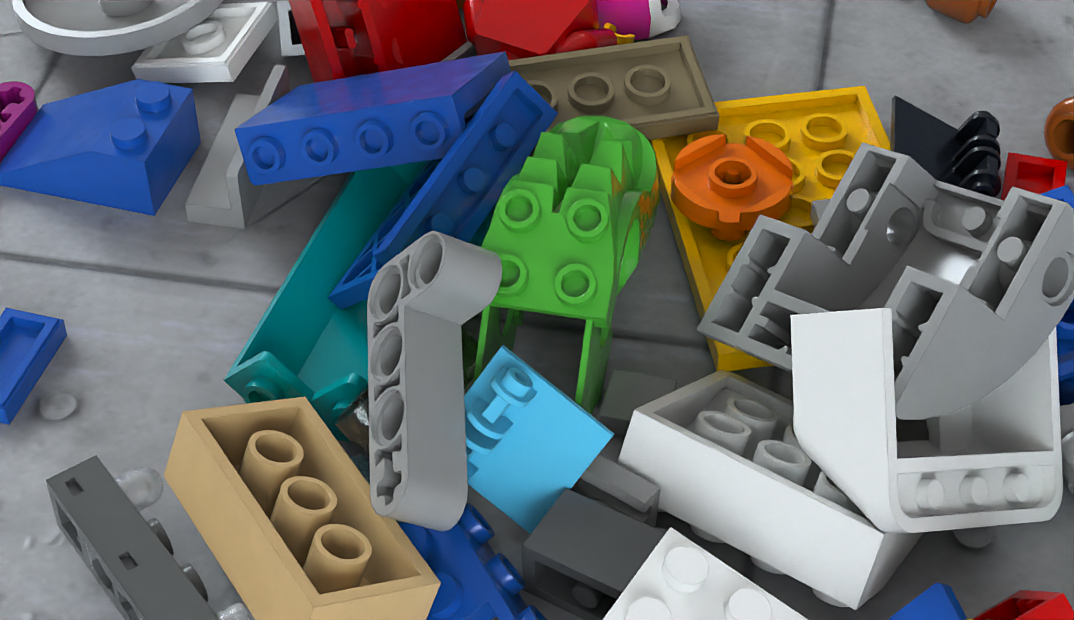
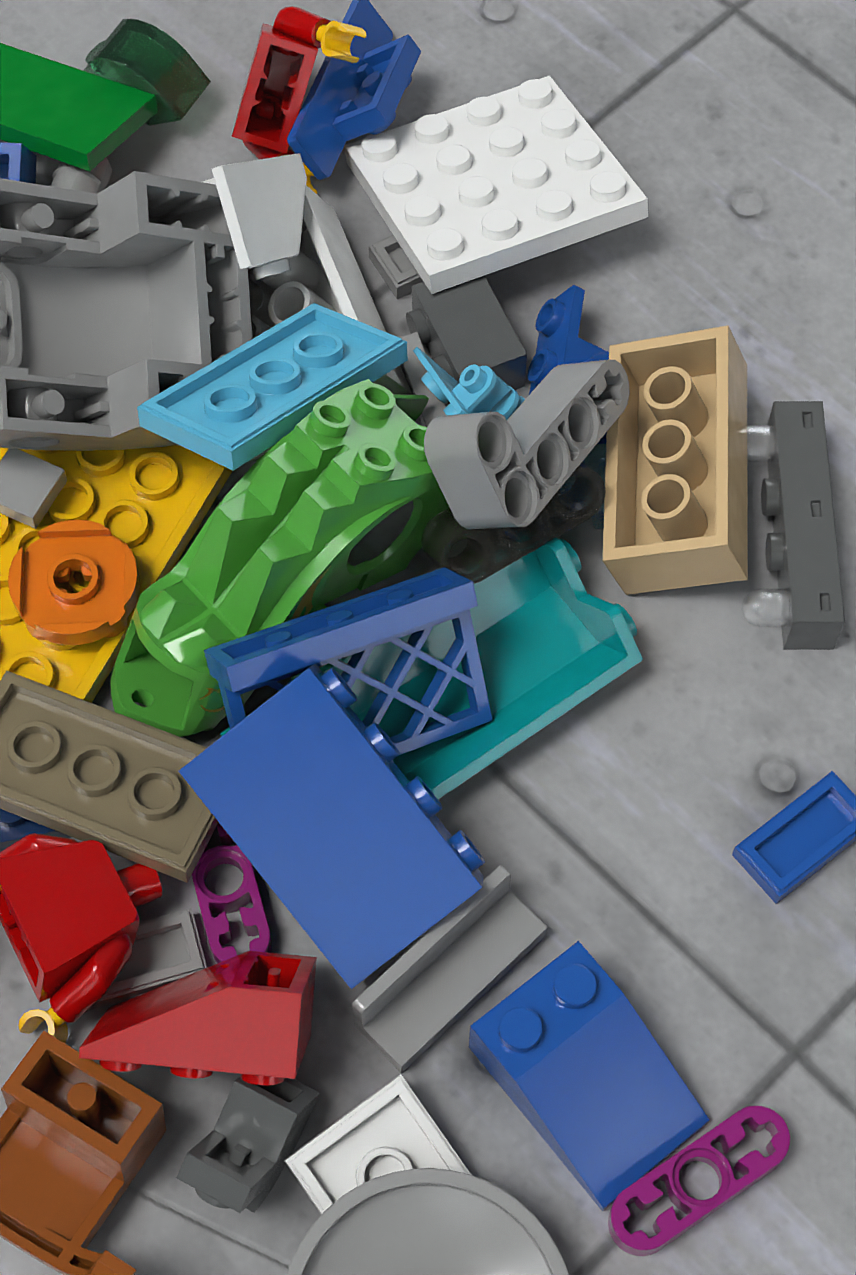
camera: 145 degrees left, 20 degrees up
(691, 303) = (270, 385): none -> medium azure tile

